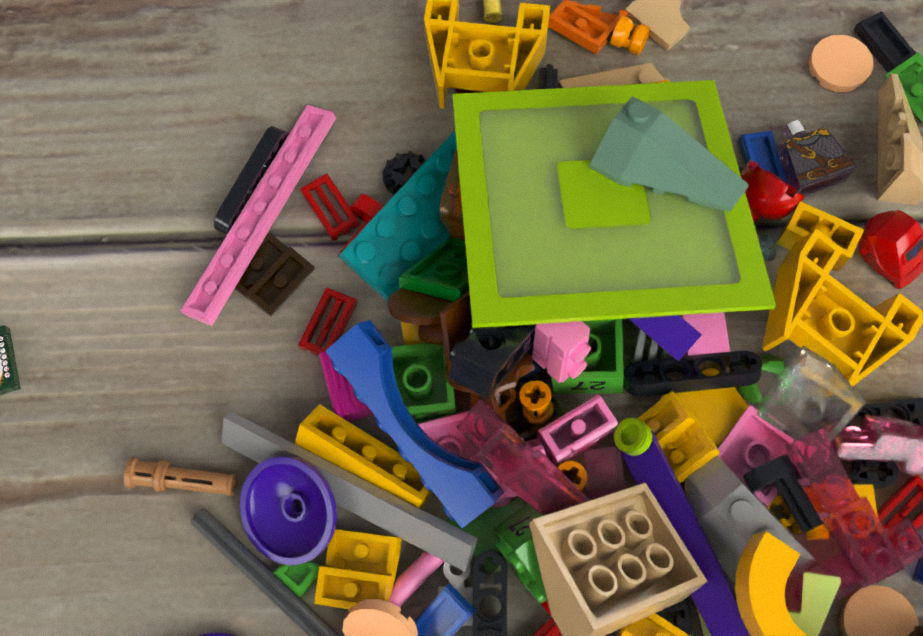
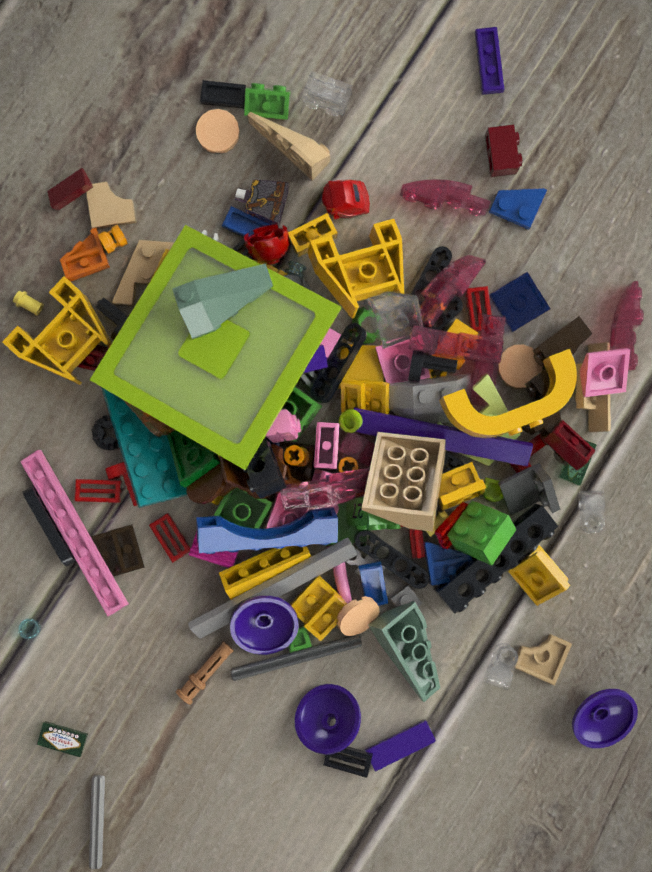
camera: 60 degrees left, 15 degrees up
(114, 229) = (23, 626): none -> clear light blue bush

